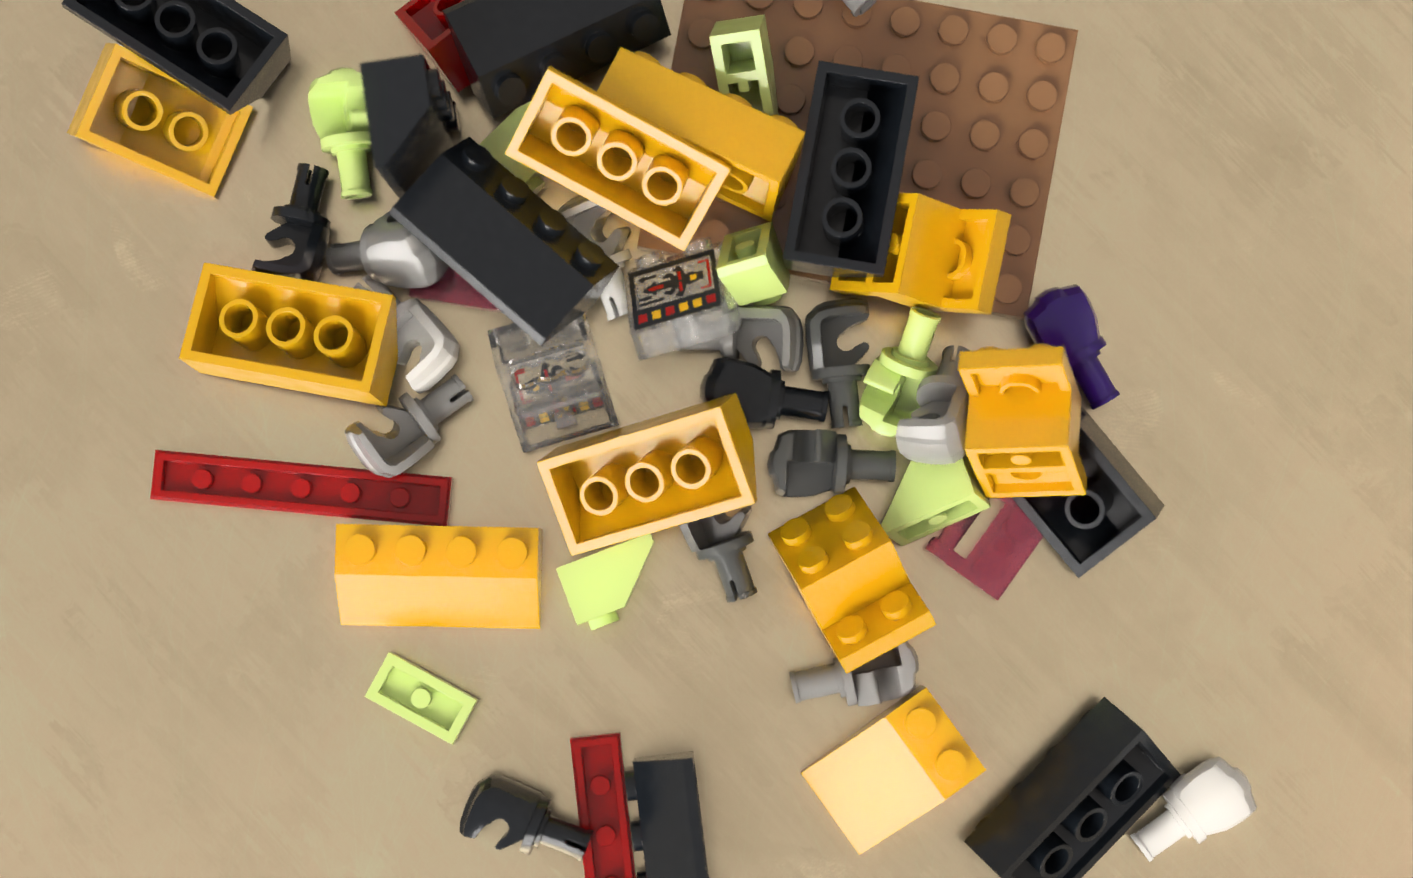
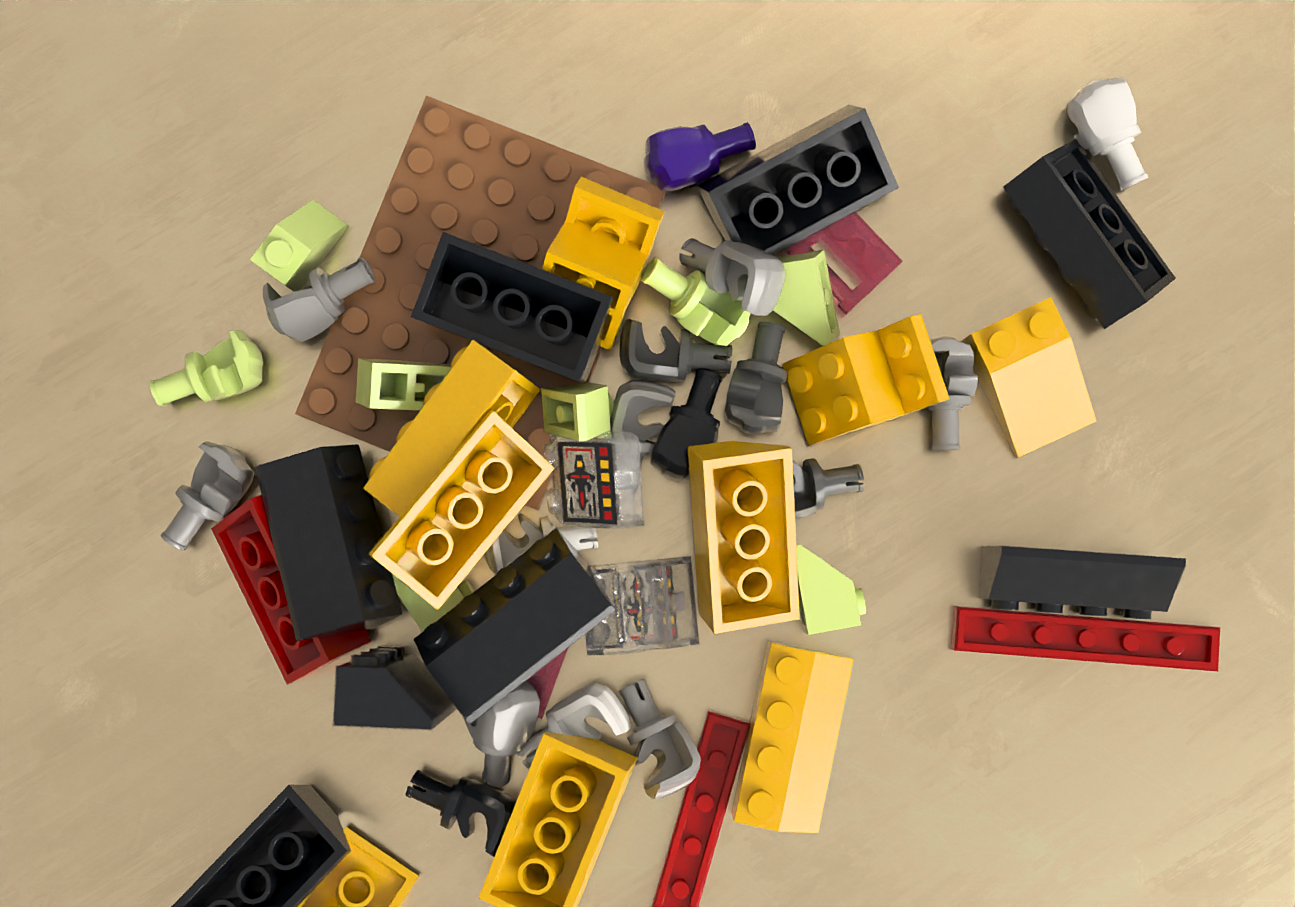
camera: 80 degrees left, 0 degrees up
(342, 125) = (381, 750): yellowish green piece -> none
(421, 698) = (896, 773): yellowish green plate -> none
(526, 815) = (1014, 701): black piece -> none
(1023, 421) = (762, 201): yellow bracket -> none

